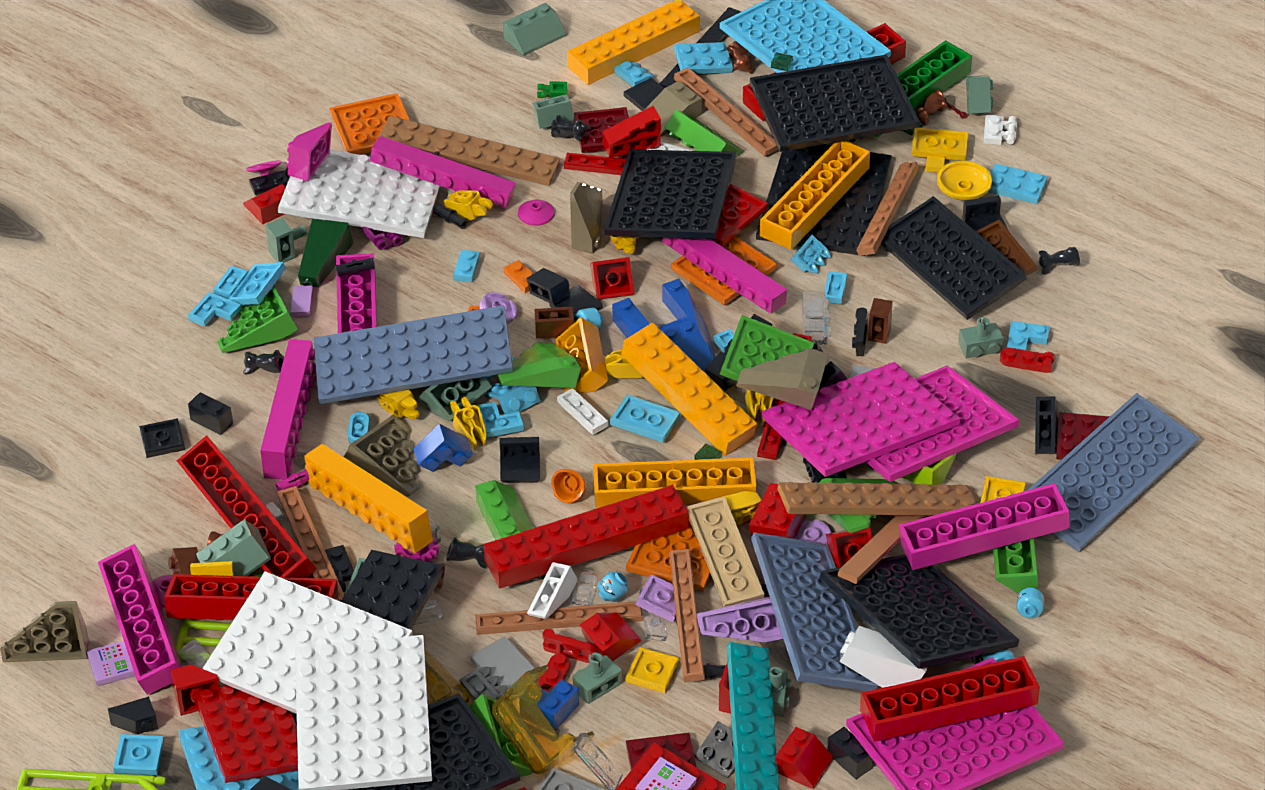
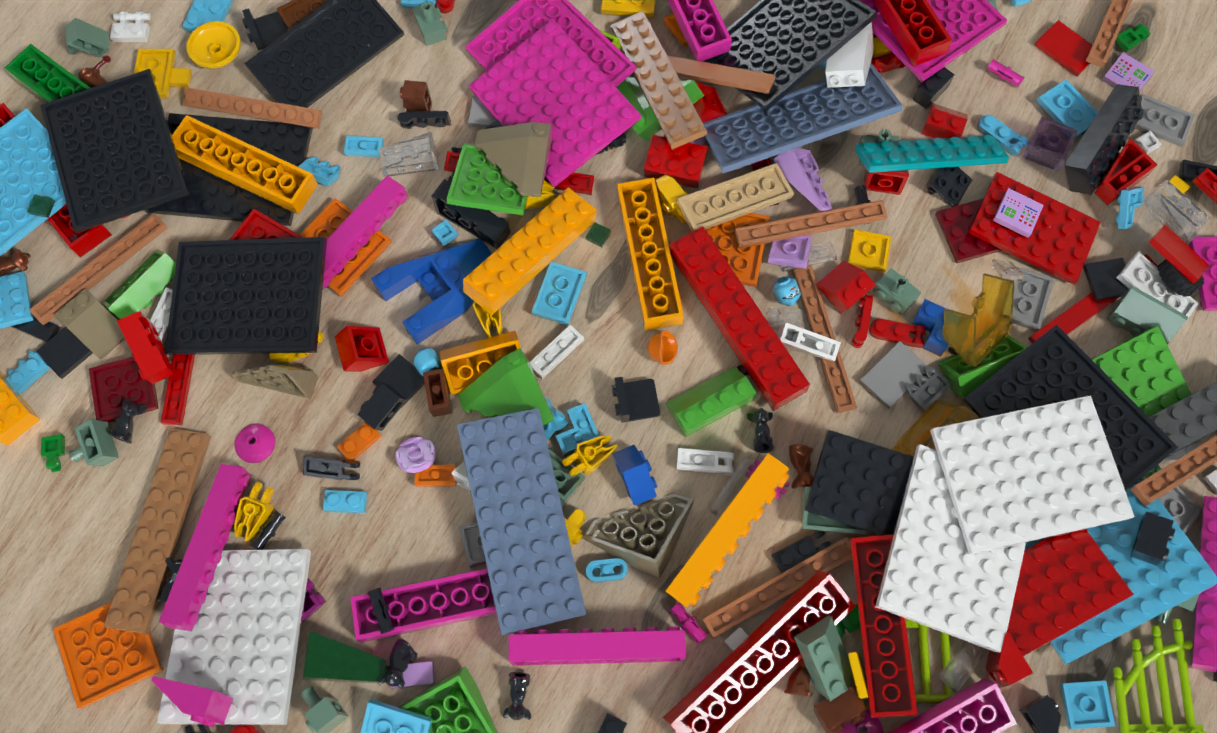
camera: 95 degrees left, 25 degrees up
(315, 287) = (399, 658): none -> black animal
(447, 506) = (705, 461): none -> white plate
(499, 254) = (329, 467): none -> black hinge

